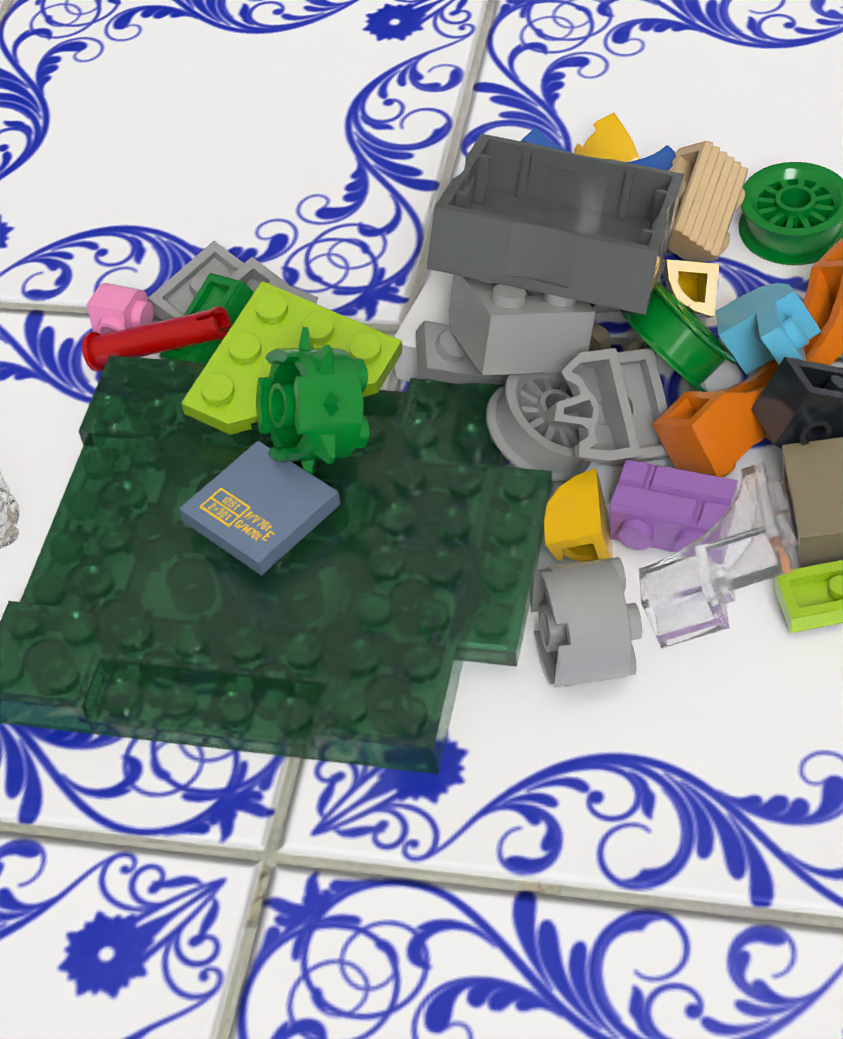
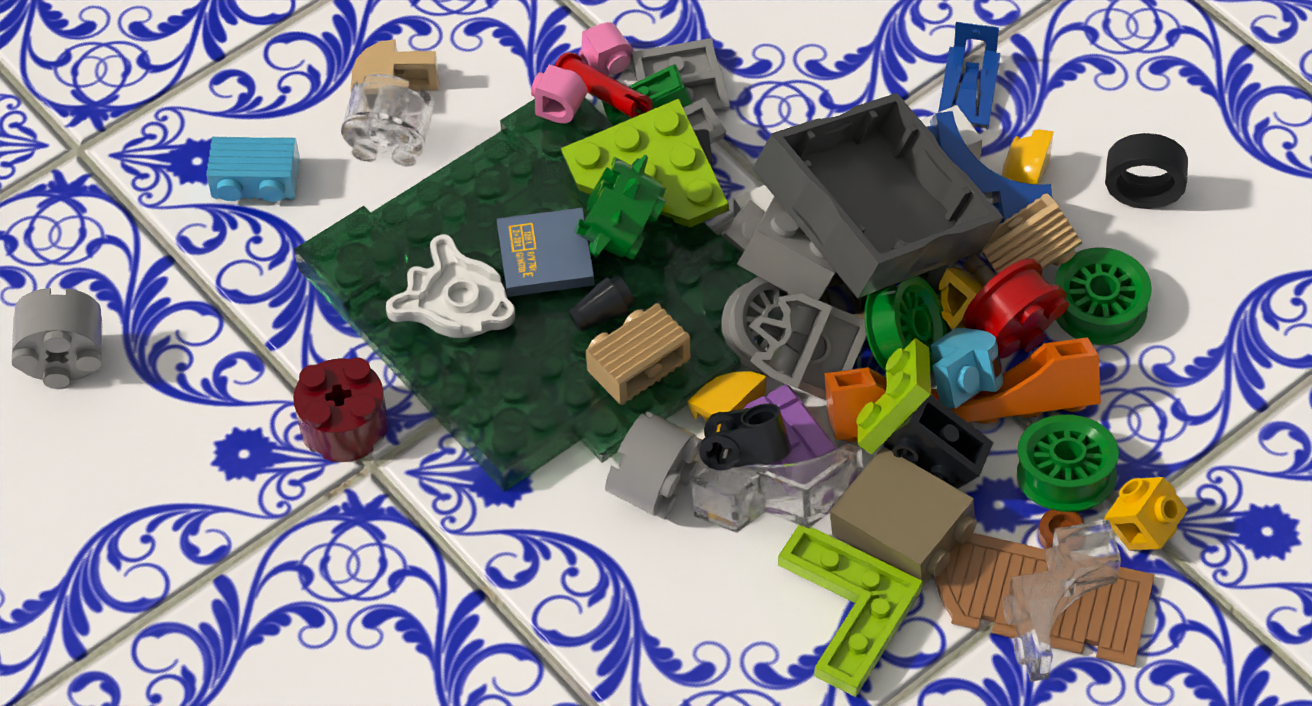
camera: 35 degrees right, 5 degrees up
(127, 361) = (558, 94): none -> bright pink plate
(184, 817) = (340, 408): none -> dark red brick
(204, 611) = (453, 296): none -> white tile
(376, 507) = (603, 304): none -> black cone
(450, 126) = (968, 89): none -> blue piece
(462, 526) = (638, 353): none -> tan brick
(660, 523) = (750, 436): none -> black piece
(707, 79) = (1146, 150): none -> black tyre
(747, 254) = (1013, 304): none -> red wheel
(769, 382) = (906, 390): none -> lime plate

